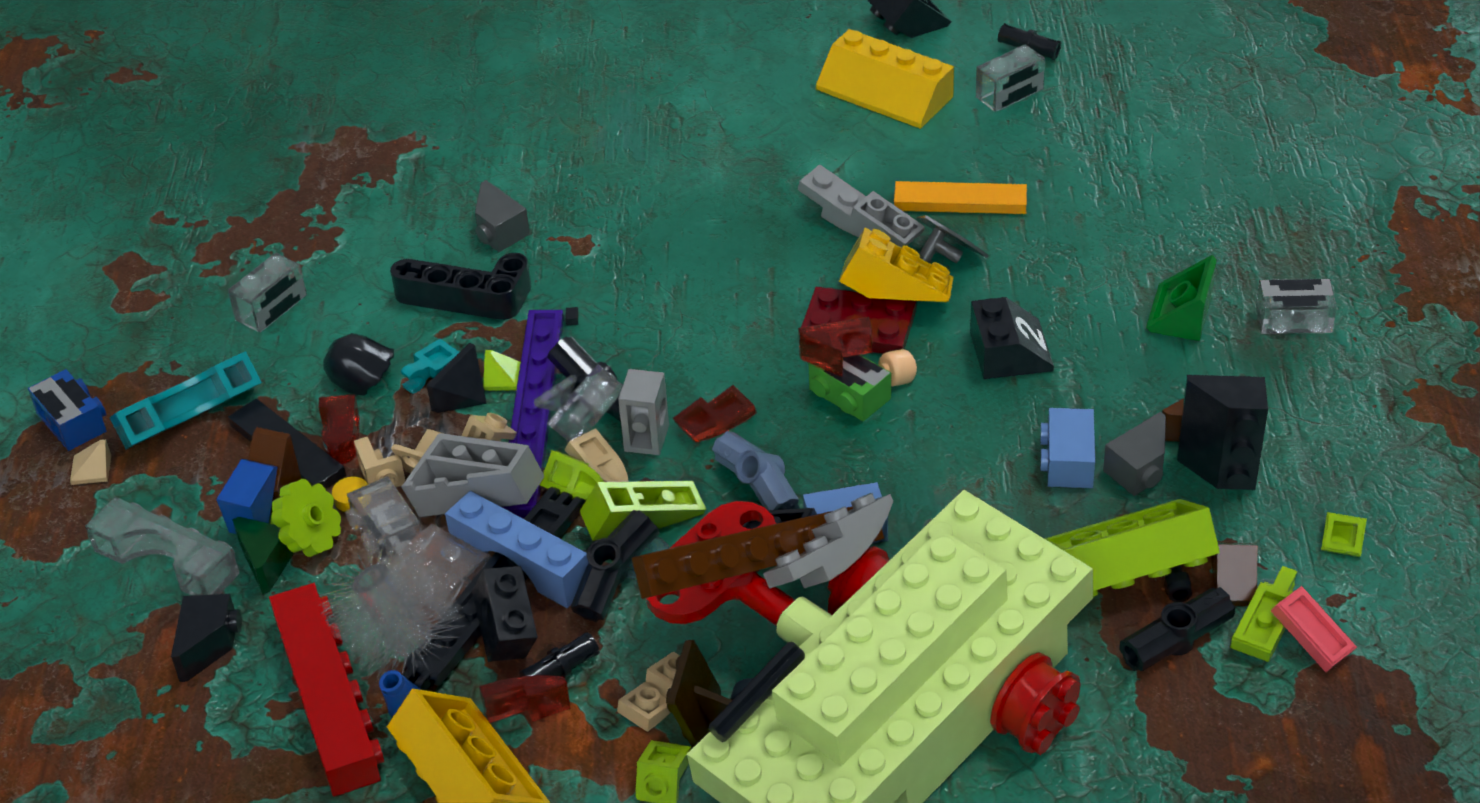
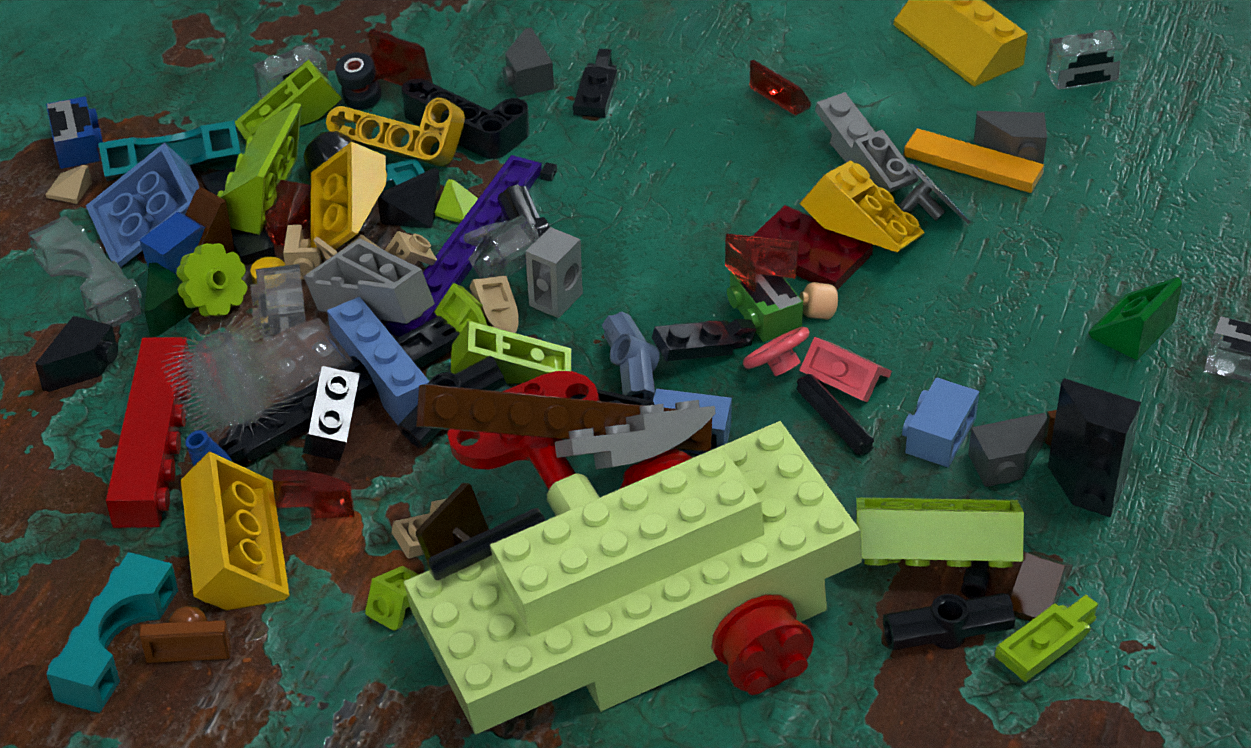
camera: 20 degrees right, 0 degrees up
(187, 463) = (142, 202): none -> medium blue slope
(282, 319) = (304, 87): none -> lime slope
(294, 390) = (266, 161): none -> lime slope
(363, 248) = (390, 60): none -> plate
(397, 395) = (345, 193): none -> yellow slope
(404, 316) = (393, 131): none -> yellow beam
(564, 659) = (367, 471): black pin -> none
(573, 221) = (596, 87): none -> black hinge
(711, 419) = (634, 297): clear red slope -> none
(747, 177) = (777, 89): none -> clear red slope
(813, 435) = (703, 338): none -> black hinge
(889, 427) = (778, 352): none -> coral piece
(954, 425) = (842, 369): none -> coral panel
(969, 469) = (835, 414): none -> black axle
(985, 162) = (1012, 133): none -> dark grey slope
(1007, 339) = (941, 304): black slope -> none
(1018, 37) = (1126, 30): black pin -> none
(1313, 629) = (1084, 664): coral tile -> none
(1343, 534) = (1171, 585): lime slope -> none

